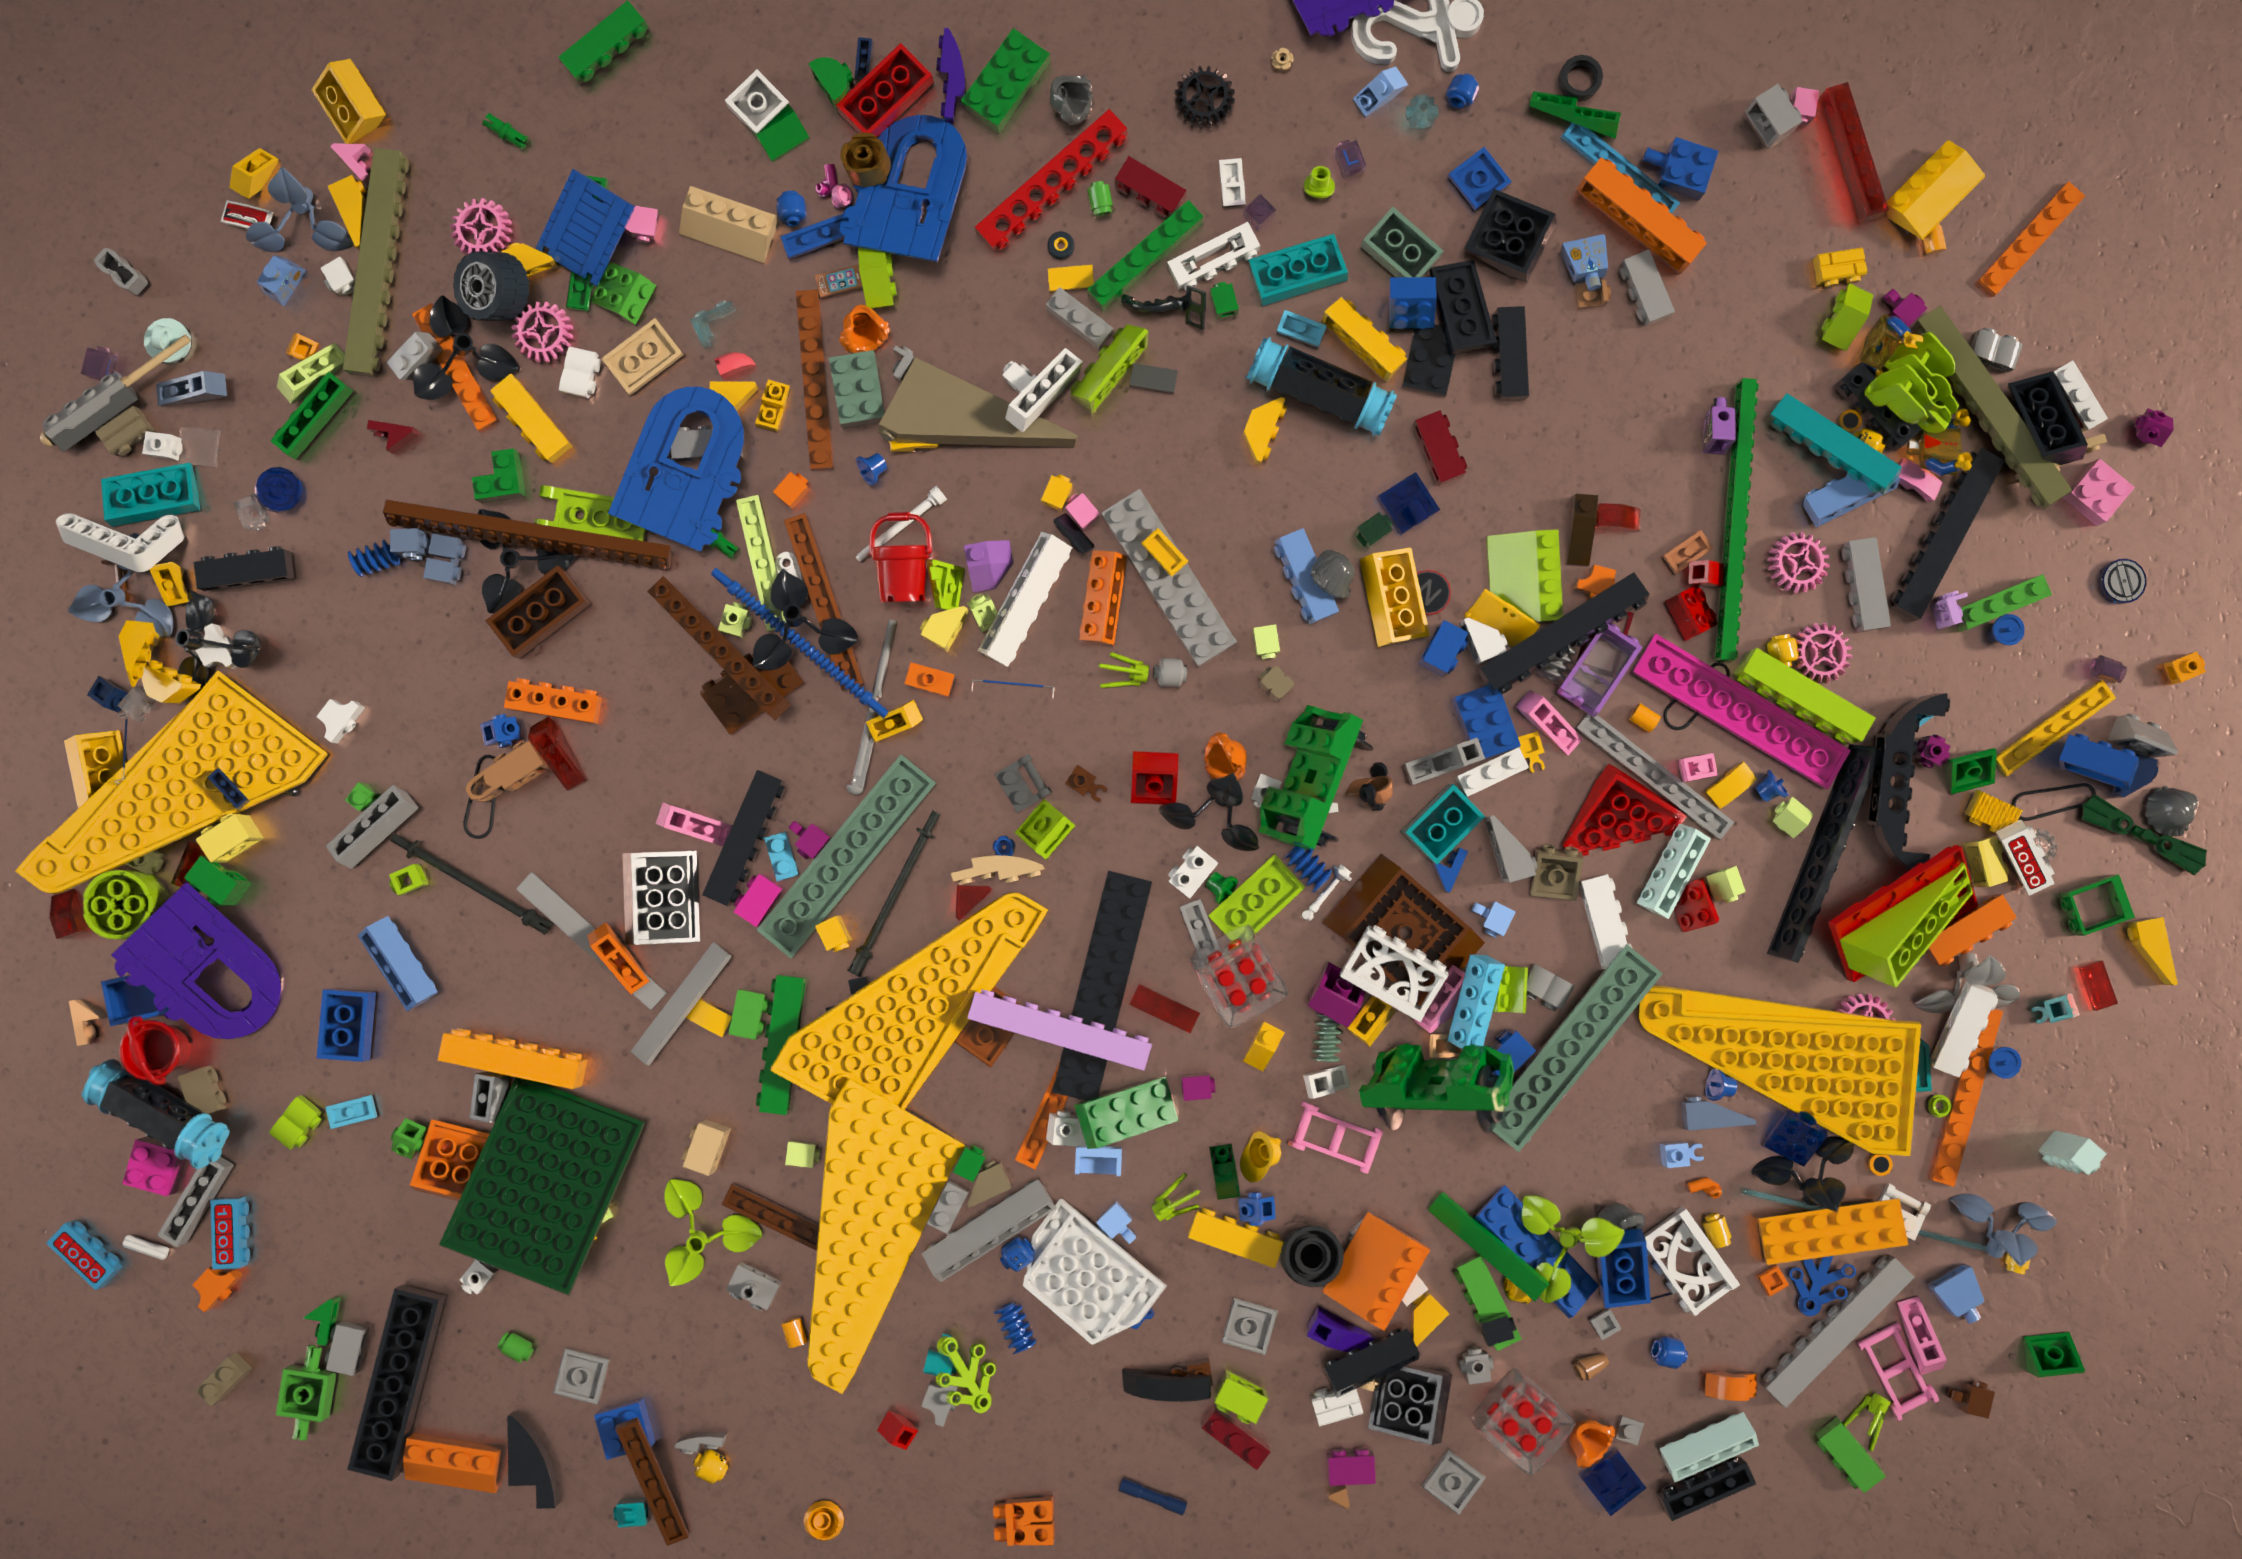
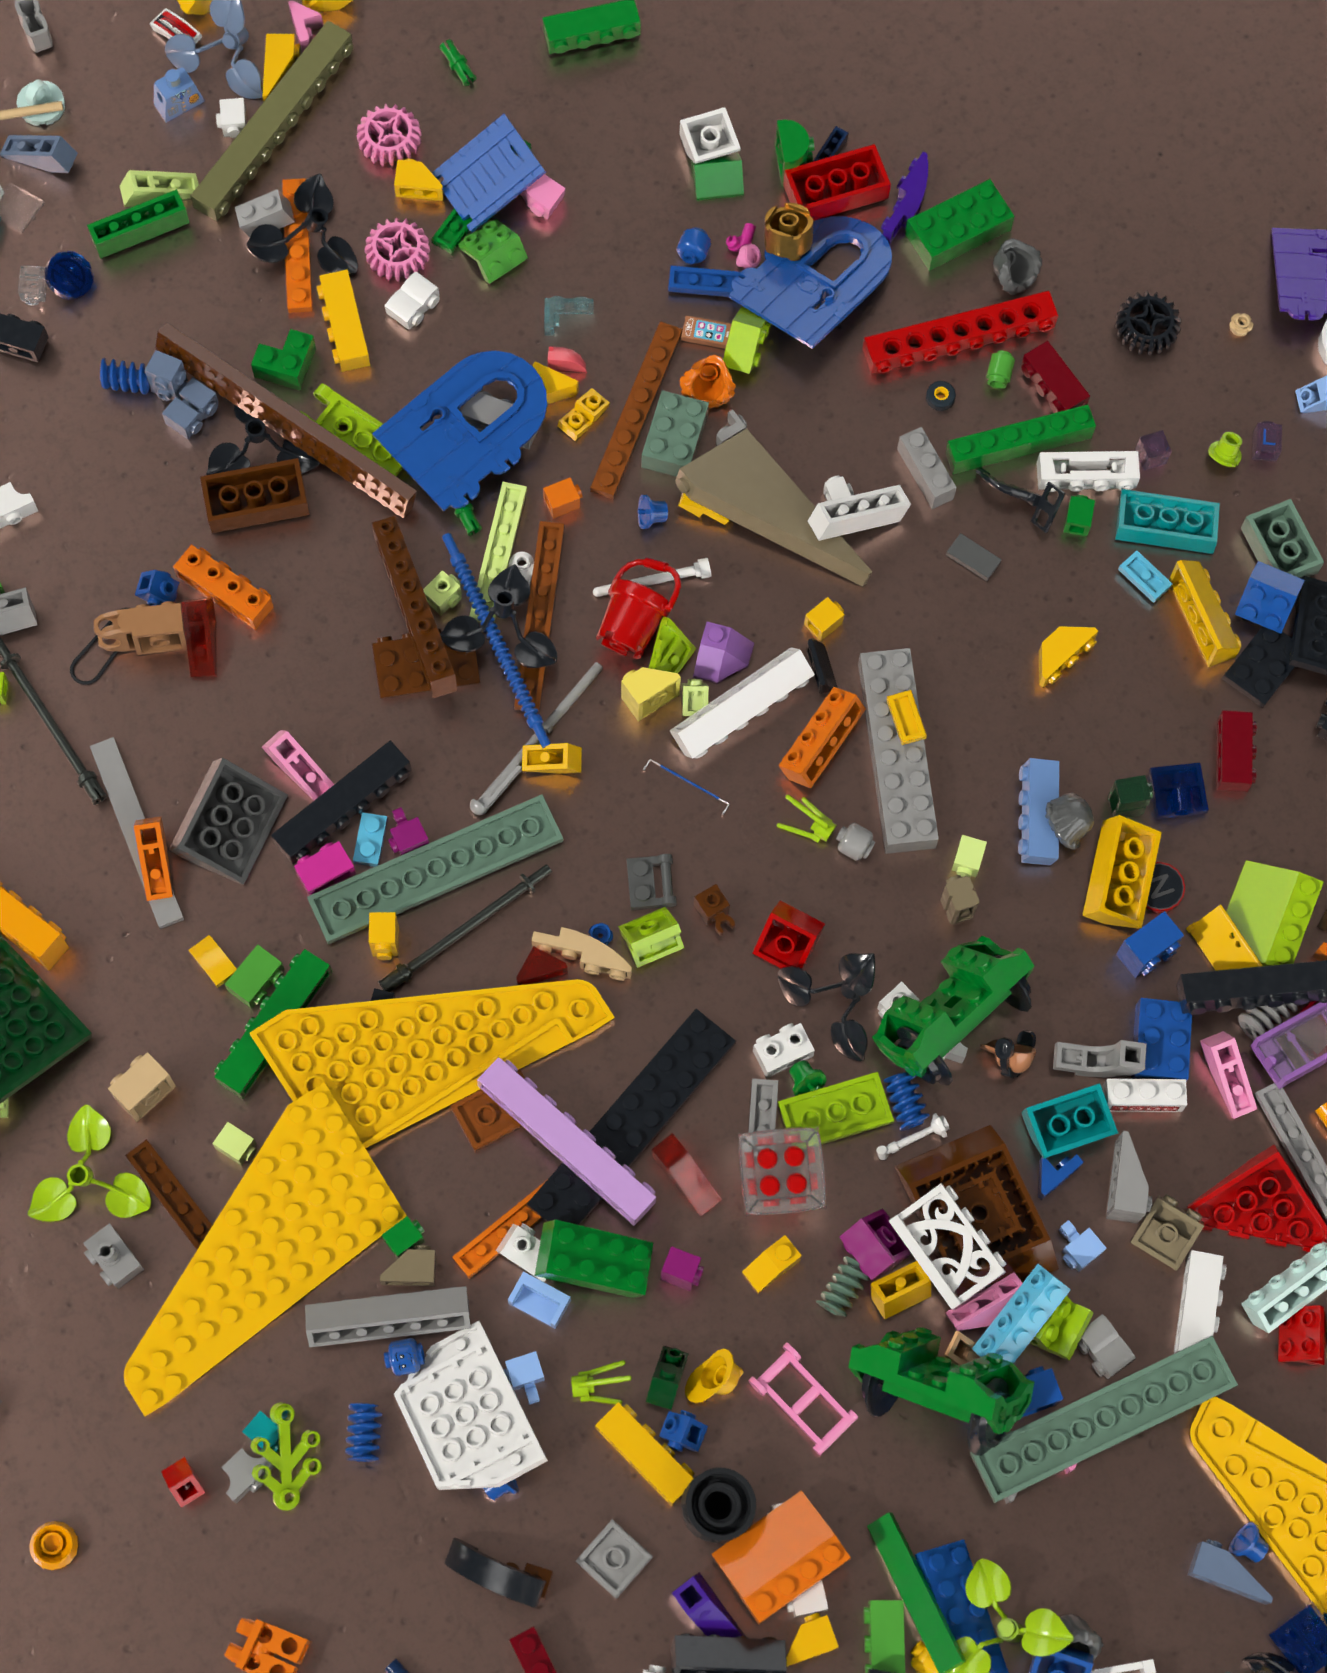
camera: 25 degrees right, 15 degrees down
(301, 347) = (162, 162): light orange slope -> none
(397, 434) = (207, 277): dark red slope -> none
(491, 286) = (371, 183): black wheel -> none
(642, 356) = (481, 314): tan plate -> none
(681, 1004) = (192, 935): light grey tile -> none
(727, 224) = (625, 233): tan slope -> none
(794, 1332) = (129, 1326): light orange piece -> none
(929, 679) = (607, 735): orange brick -> none
(948, 1206) = (358, 1271): light grey brick -> none
(1070, 278) = (936, 428): yellow tile -> none
(1082, 511) = (841, 647): bright pink brick -> none
(1110, 367) = (936, 525): lime slope -> none
(1224, 757) = (874, 939): orange hair -> none
(1232, 182) = (1139, 412): white slope -> none
(1240, 1397) = (567, 1627): lime brick -> none
(1321, 385) = (1141, 634): black brick -> none
(1326, 1081) = (818, 1330): white brick -> none
(1484, 641) = (1196, 952): white slope -> none
(1531, 747) = (1198, 1092): yellow plate -> none
(1678, 1154) = (1170, 1596): light blue brick -> none
(1706, 1185) = (1186, 1648): orange arm -> none

